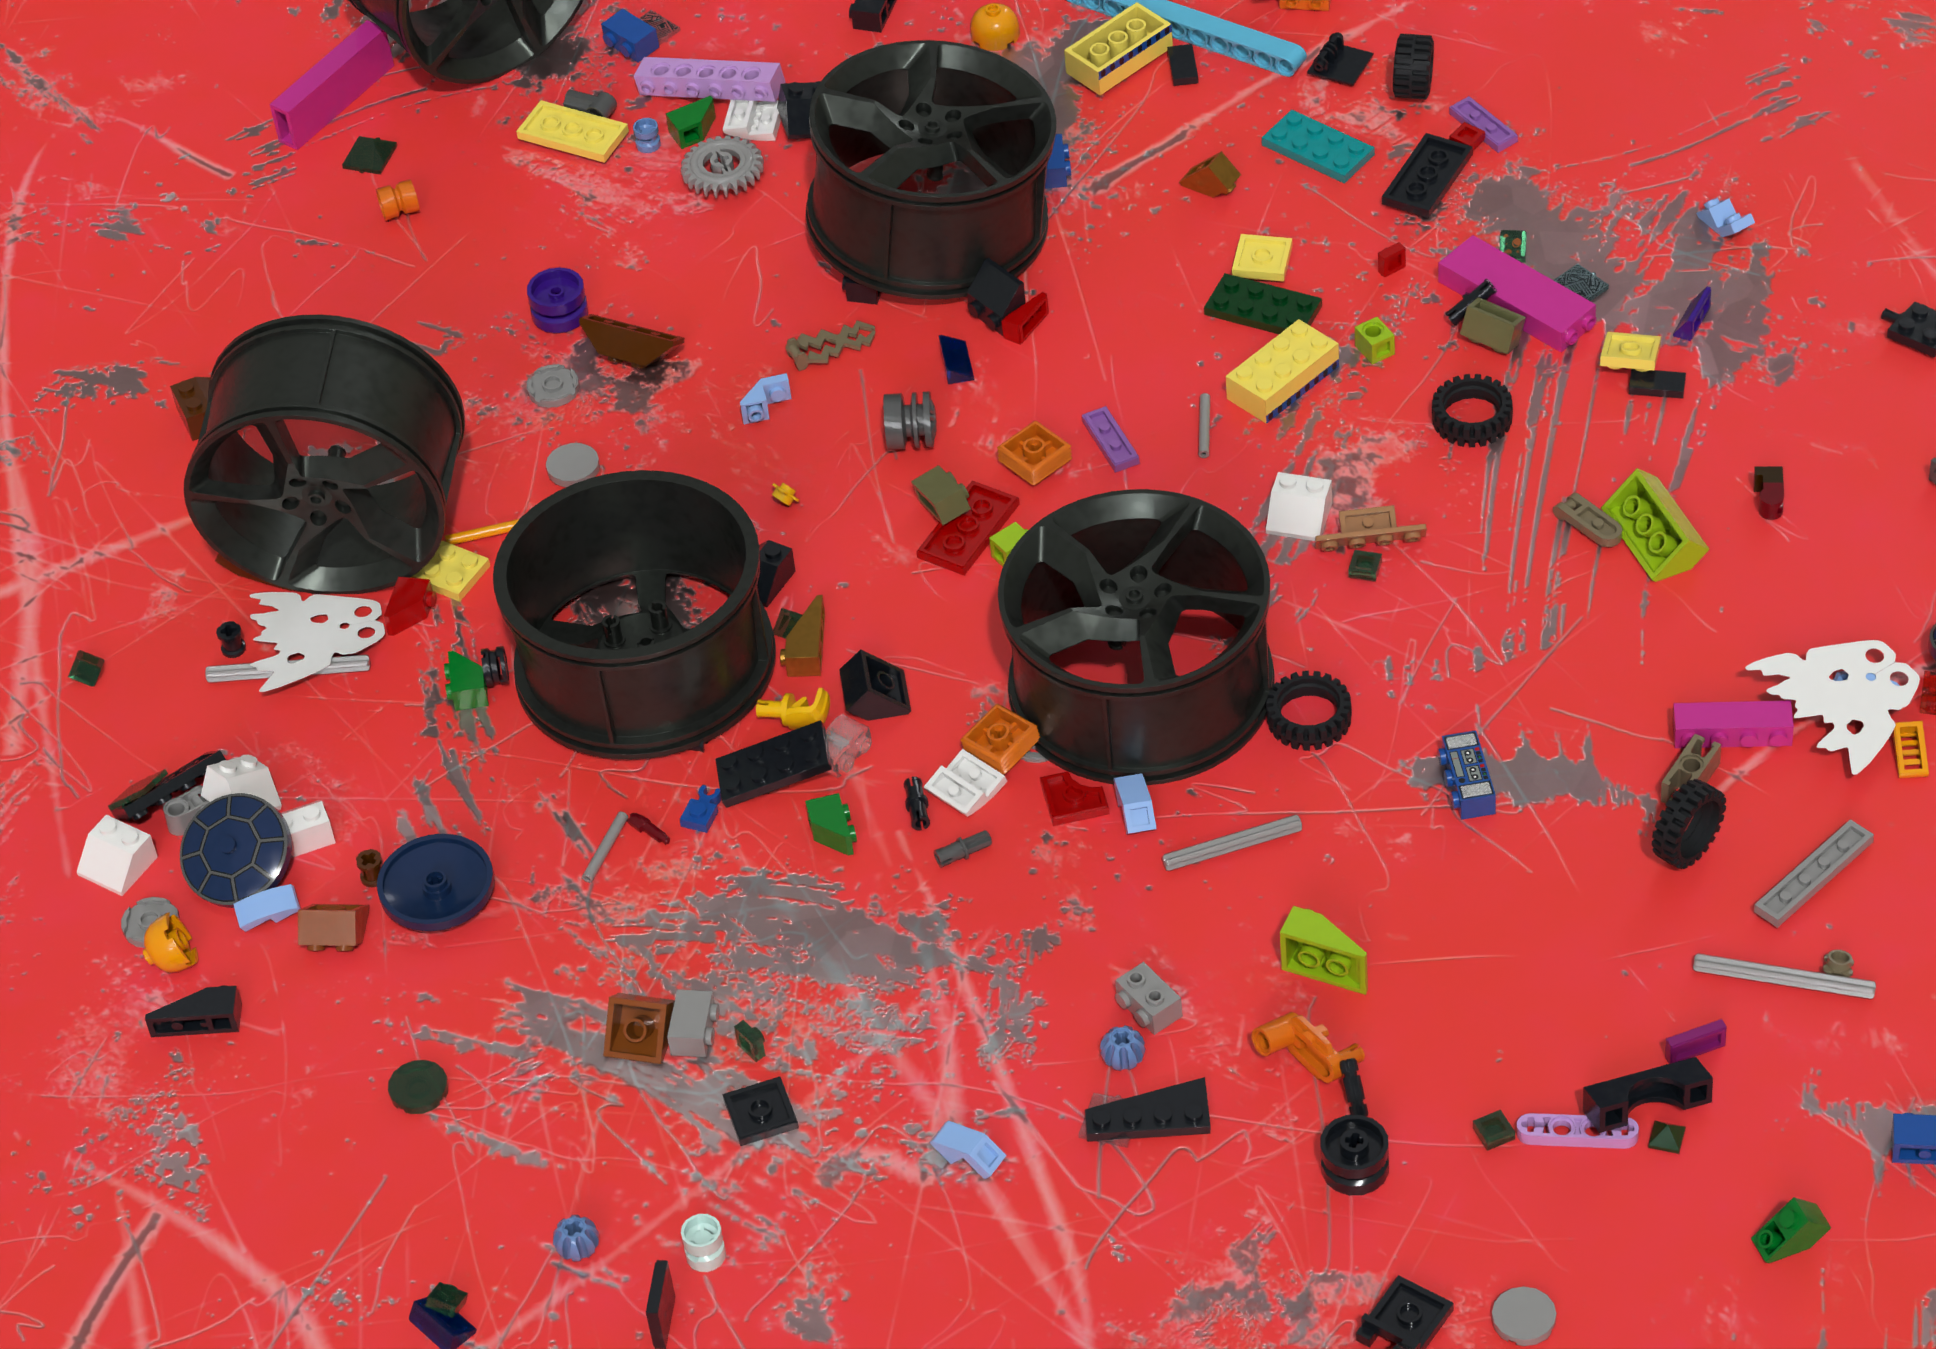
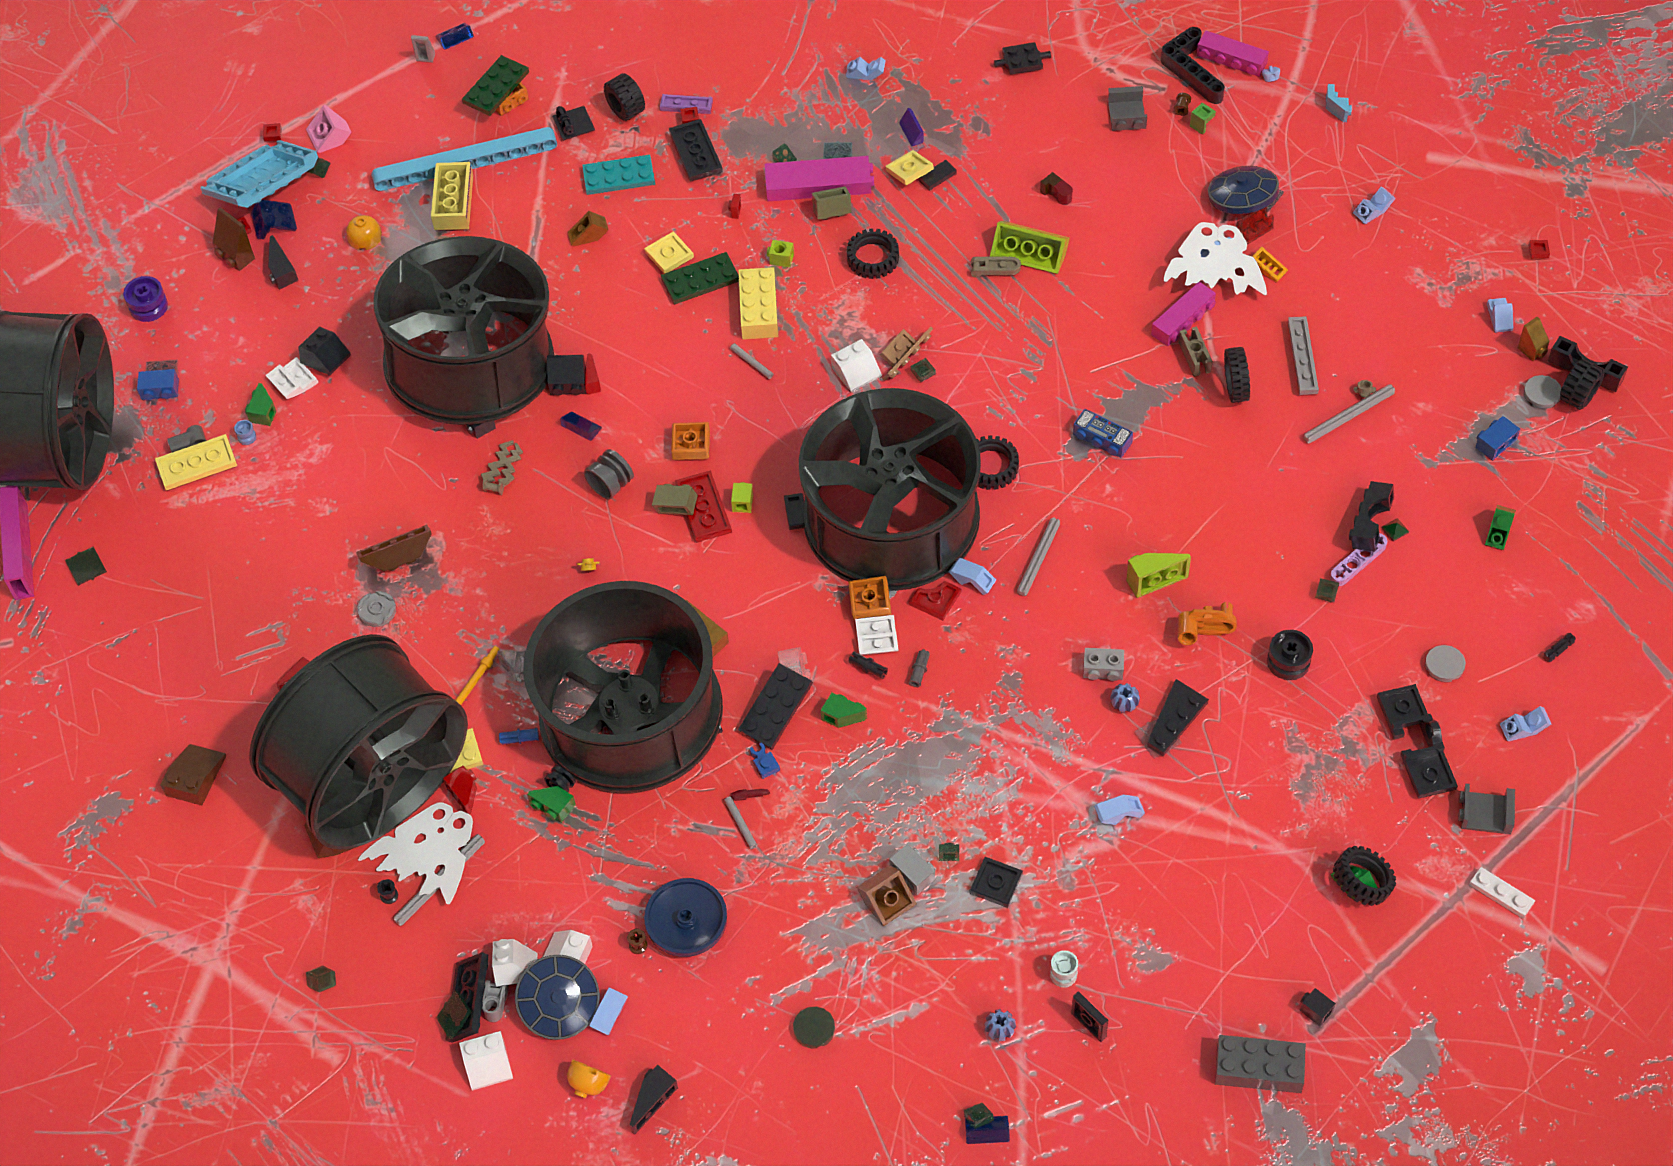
camera: 50 degrees left, 10 degrees up
(139, 917) = (550, 1077): light grey tile -> none
(332, 926) = (658, 987): dark orange slope -> none
(399, 199) = (145, 577): orange wheel -> none
(557, 299) = (322, 559): dark purple wheel -> none
(572, 464) = (448, 641): light grey tile -> none
(709, 78) = (244, 374): lavender brick -> none
(723, 172) = (318, 423): light grey gear -> none
(766, 391) = (509, 526): light blue slope -> none
(796, 713) = (747, 673): yellow piece -> none
(874, 687) = (770, 626): black slope -> none
(1110, 439) = (714, 404): medium lavender tile -> none
(1182, 65) = (491, 181): black tile -> none
(1353, 1087) = (1250, 624): black axle -> none
(1483, 291) = (806, 198): black pin -> none
(1696, 1041) = (1353, 484): magenta tile -> none

